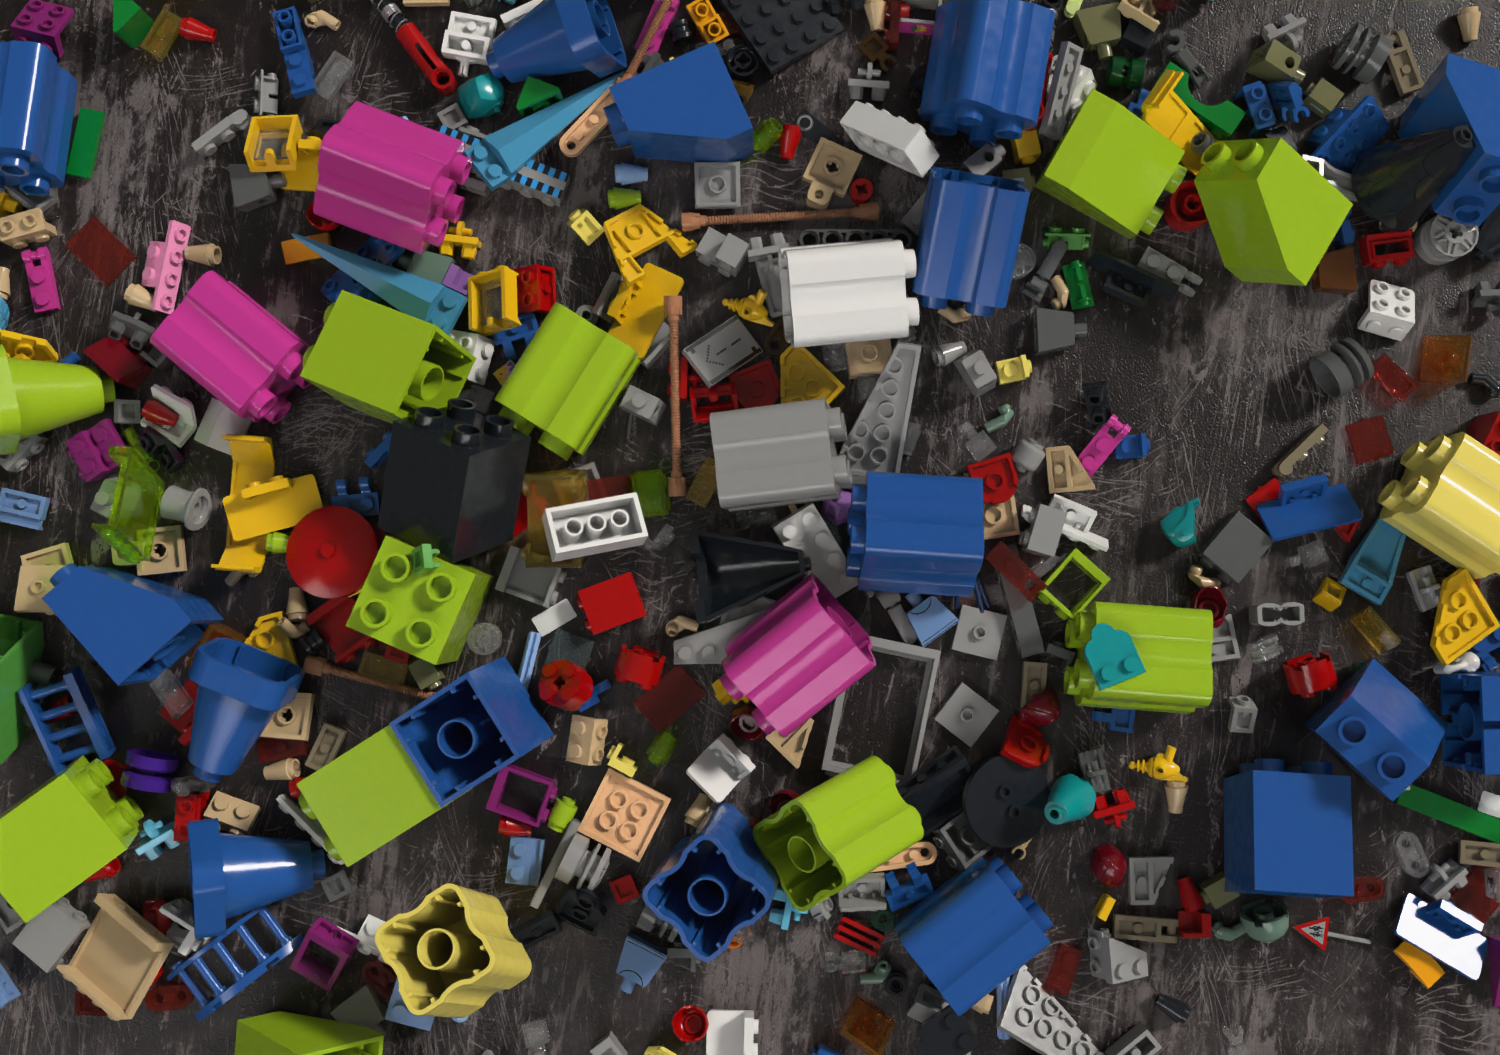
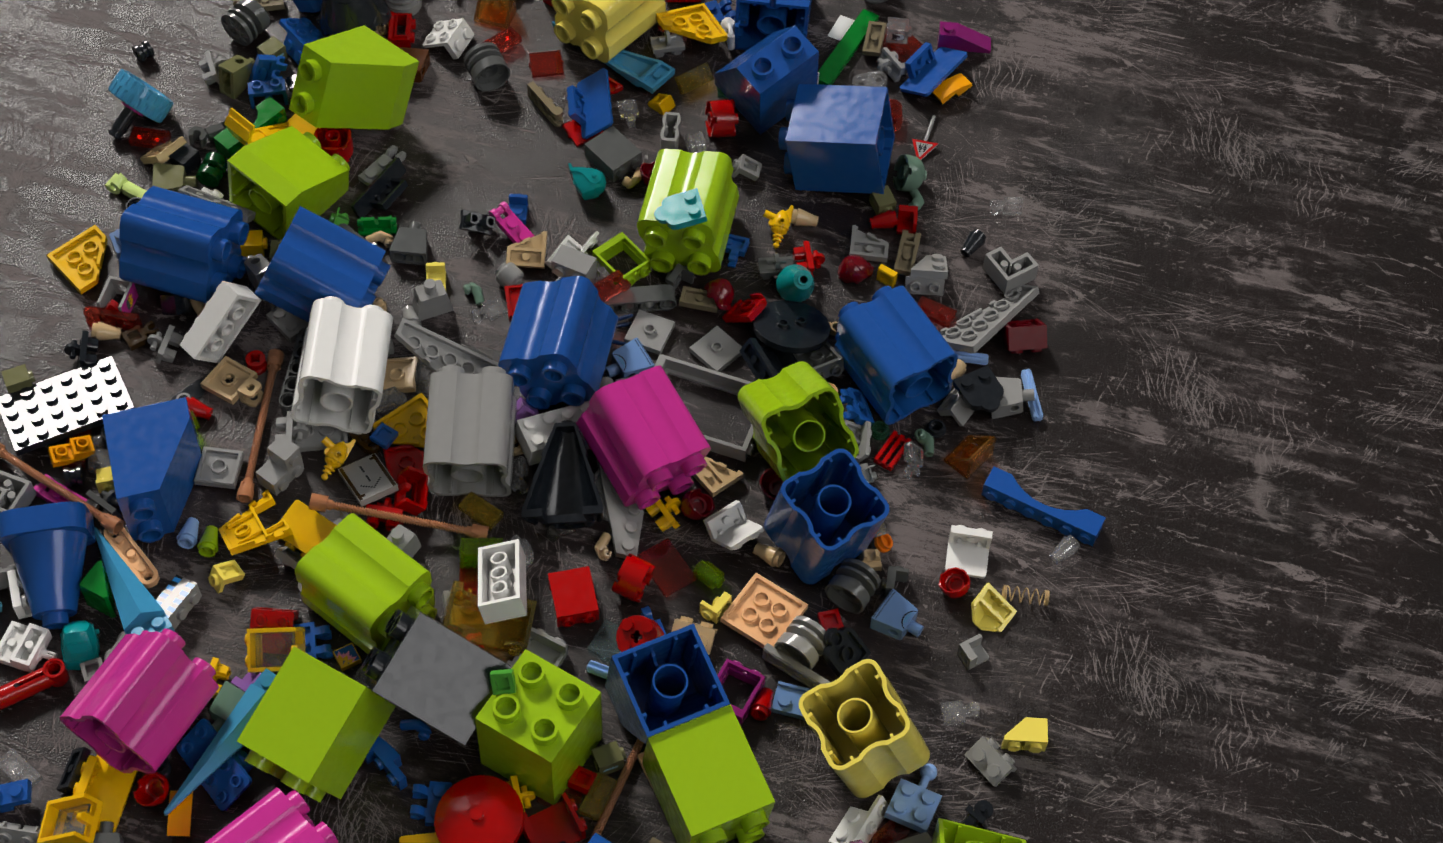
camera: 85 degrees left, 30 degrees down
(554, 617) = (577, 650): white sticker -> none
(562, 814) = (757, 660): lime brick -> none
(781, 356) = (384, 436): none -> blue tile
(1201, 142) = (286, 121): dark grey cone -> none

